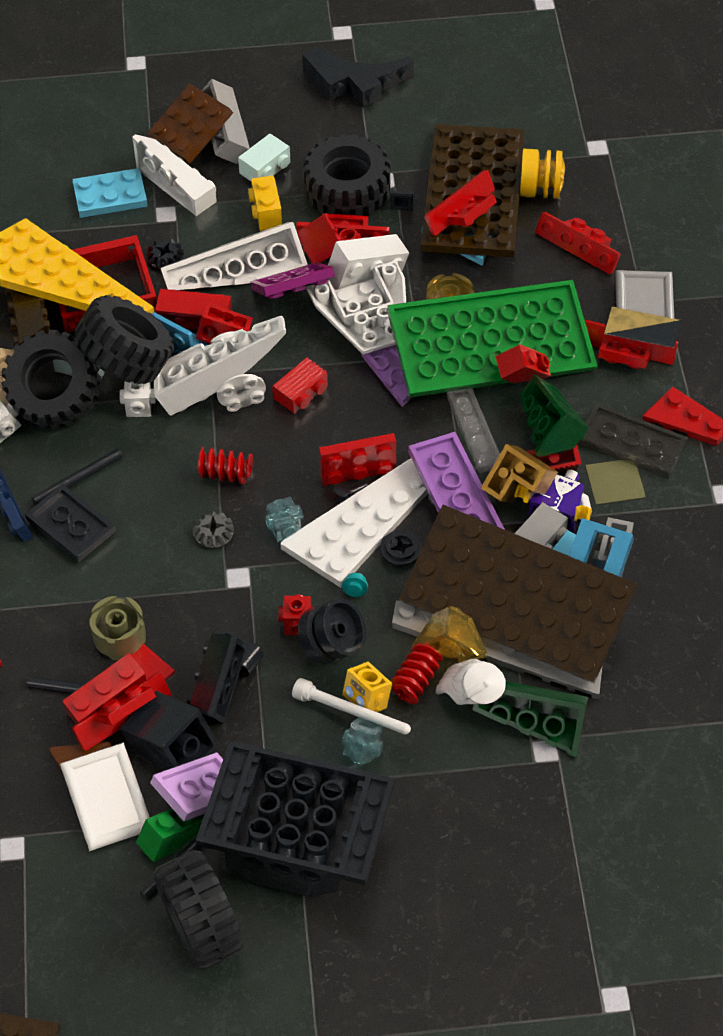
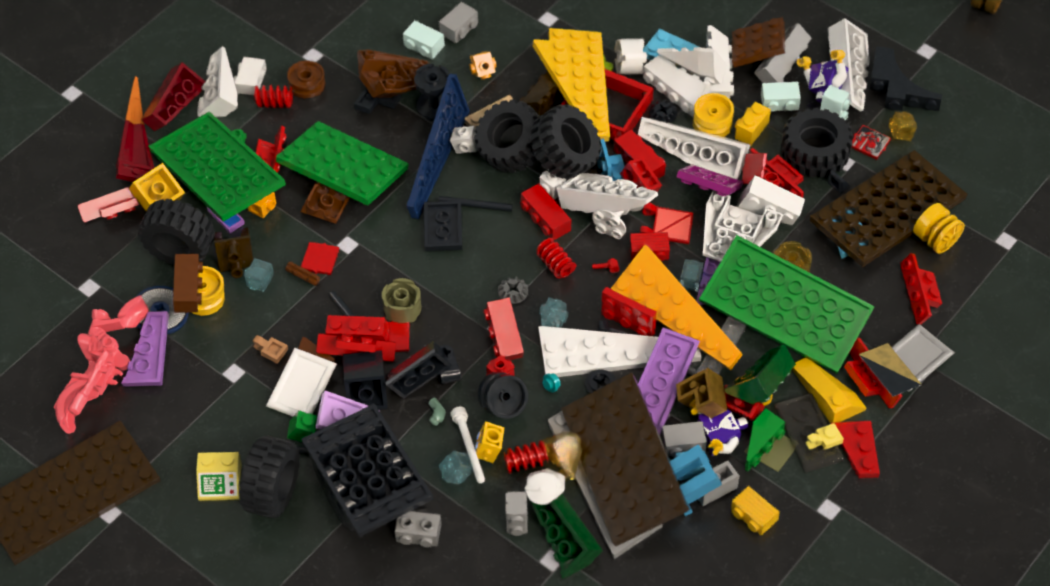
camera: 45 degrees right, 0 degrees up
(31, 788) = (271, 349): none -> medium nougat plate
(77, 222) = (630, 56): none -> white brick
(125, 963) = (218, 476): none -> slope
(154, 216) = (675, 83): none -> white wedge
(161, 429) = (545, 212): none -> red brick
(169, 176) = (701, 62): none -> white wedge
(222, 219) = (713, 114): none -> yellow wheel
(254, 571) = (503, 329): none -> wedge
(277, 703) = (438, 412): none -> sand green arm
(282, 430) = (612, 264): none -> red hand
(287, 84) = (854, 43): none -> white wedge
(289, 112) = (825, 73): none -> torso
(293, 349) = (675, 222): none -> flag
(325, 124) = (836, 101): none -> light aqua brick
(349, 415) = (655, 287): none -> light orange wing
(370, 381) = (691, 275): none -> clear light blue brick
(392, 142) = (870, 142): none -> piece
(400, 829) = (418, 529): none -> light grey brick
(405, 108) = (902, 126): none -> clear yellow brick
(463, 205) = (860, 210): red bracket -> none
(474, 731) = (516, 513): none -> light grey brick
(522, 363) = (783, 332): red slope -> none
(600, 476) = (764, 433): none -> green slope
(616, 391) = (831, 395): none -> yellow wedge
(656, 429) = (826, 436): none -> light yellow plate
(672, 546) = (754, 511): none -> yellow brick

